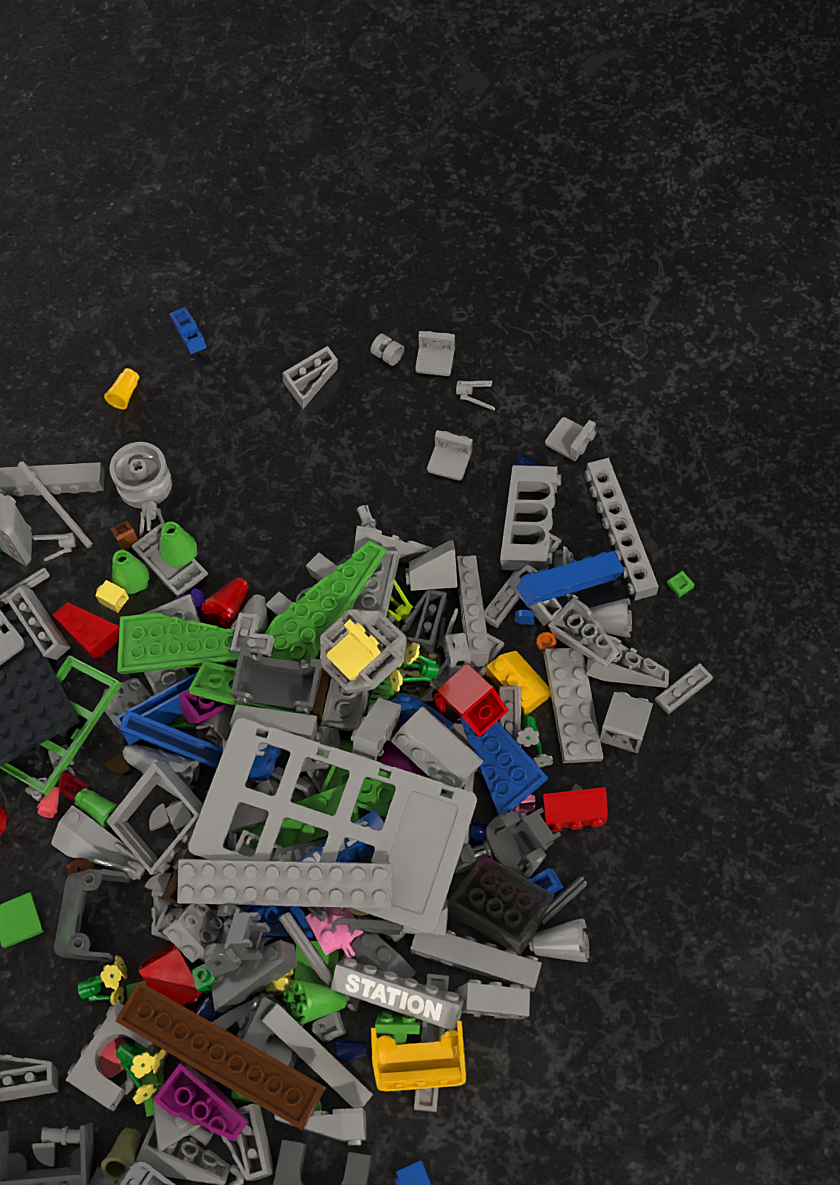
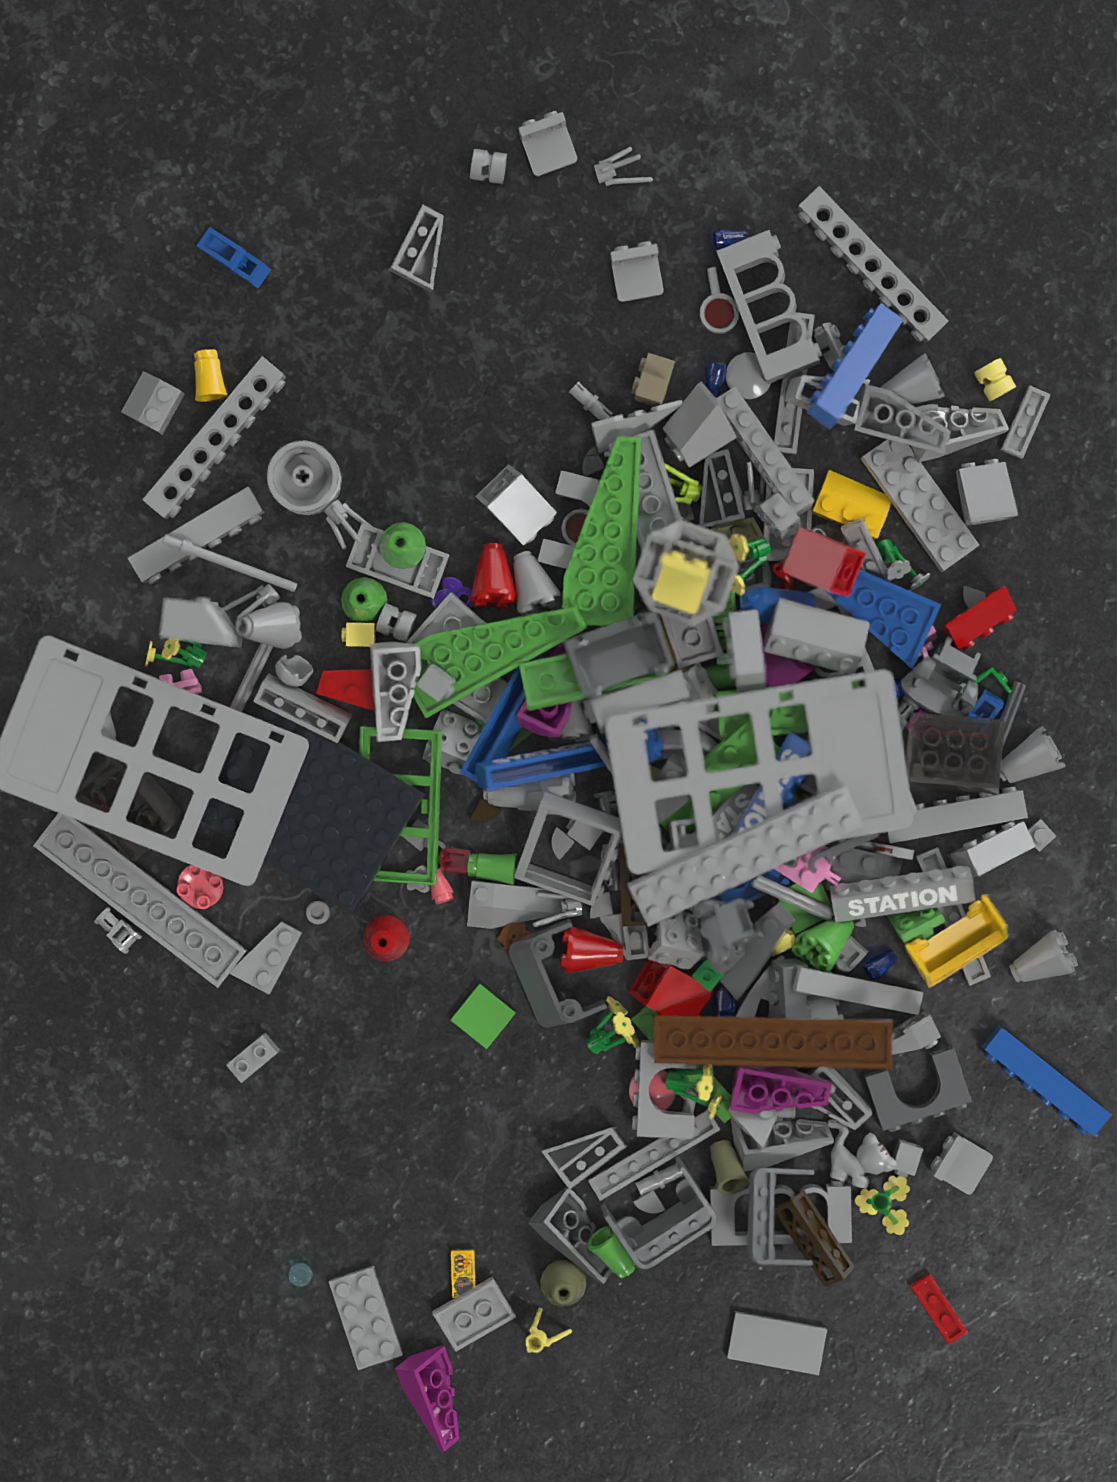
camera: 30 degrees left, 25 degrees up
(49, 597) = (293, 671): none -> light grey hair
(51, 553) = (273, 625): none -> light grey cone
(70, 1111) = (649, 1158): none -> light grey plate
(78, 390) = (153, 402): none -> light grey slope
(91, 425) = (157, 497): none -> light grey brick
(109, 626) = (393, 680): none -> light grey wedge
(124, 906) = (588, 951): none -> red cone
(125, 535) = (326, 555): dark orange slope -> none
(138, 645) = (437, 683): none -> light grey brick
(140, 598) = (403, 626): none -> light grey wheel
(247, 637) = (558, 624): light grey plate -> none
(275, 564) = (516, 504): none -> slope
(405, 952) = (887, 850): none -> light grey piece
(420, 526) = (654, 380): none -> dark tan brick
(467, 546) = (714, 377): none -> clear blue cone
(488, 560) = (747, 376): none -> light grey dish
(490, 1120) = (1045, 959): none -> light grey cone
(493, 508) = (718, 311): none -> piece
(525, 617) = (817, 428): blue tile -> none
(539, 1013) = (1041, 834): none -> light grey plate
(546, 641) = (855, 443): orange tile -> none
(568, 865) = (998, 676): none -> green bracket
(571, 438) = (760, 176): light grey bracket -> none
(674, 644) = (995, 379): none -> light yellow wheel
(680, 584) = (966, 299): bright green tile -> none

